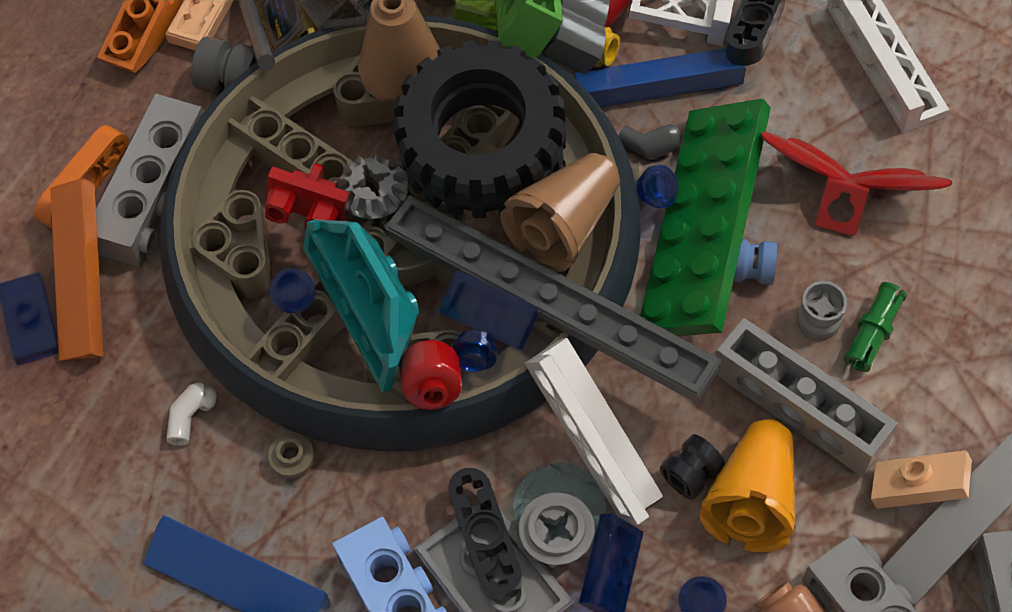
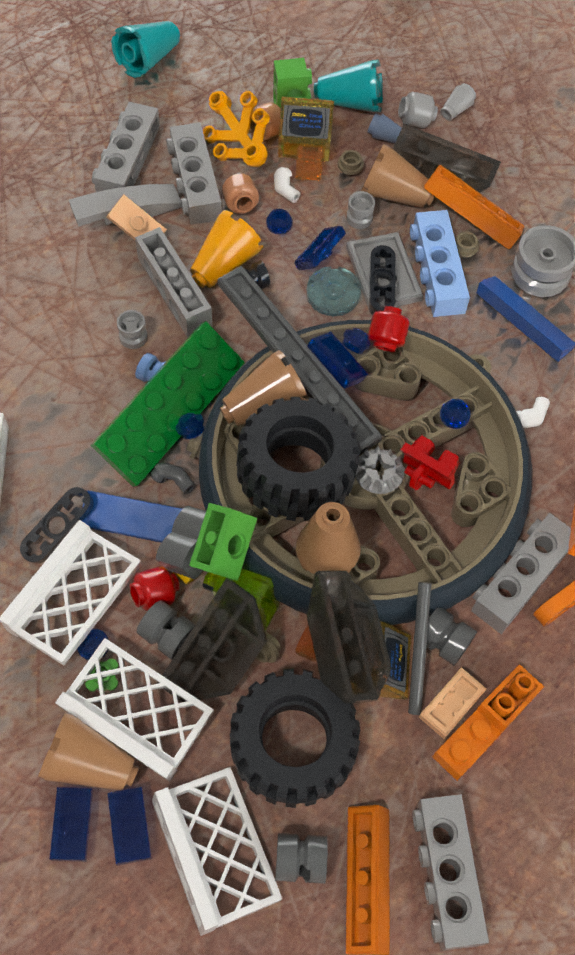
camera: 165 degrees left, 0 degrees up
(364, 292) = (409, 387): teal wedge -> none
(552, 509) = (345, 260): light grey gear -> none
(594, 431) = (303, 294): white fence -> none
(856, 184) = (51, 392): red piece -> none
(875, 326) = (106, 313): green pin -> none

